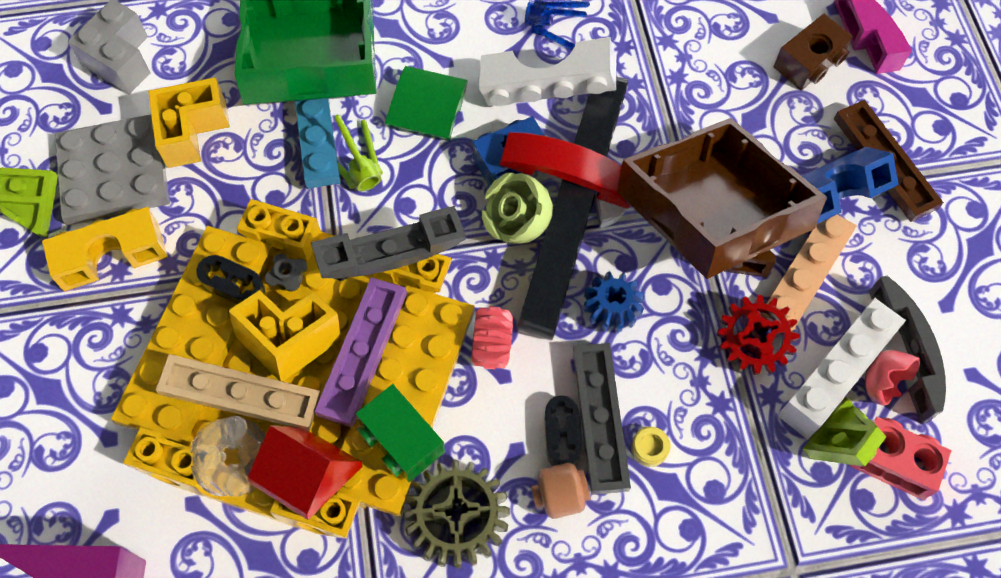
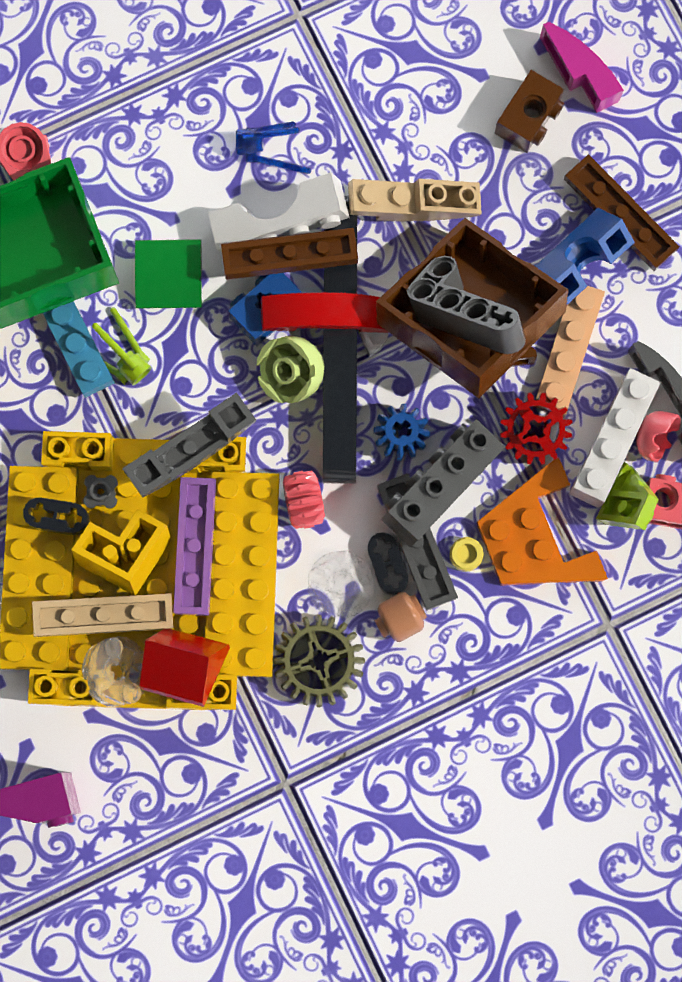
camera: 15 degrees left, 15 degrees up
(400, 433) = (253, 612): green brick -> none
(515, 419) = (335, 602): none -> clear plate
(548, 103) = (289, 253): none -> reddish brown plate
(643, 360) = (442, 483): none -> dark grey brick
(681, 100) = (414, 201): none -> tan slope
(698, 184) = (442, 304): none -> dark grey beam
(717, 455) = (523, 543): none -> orange wing

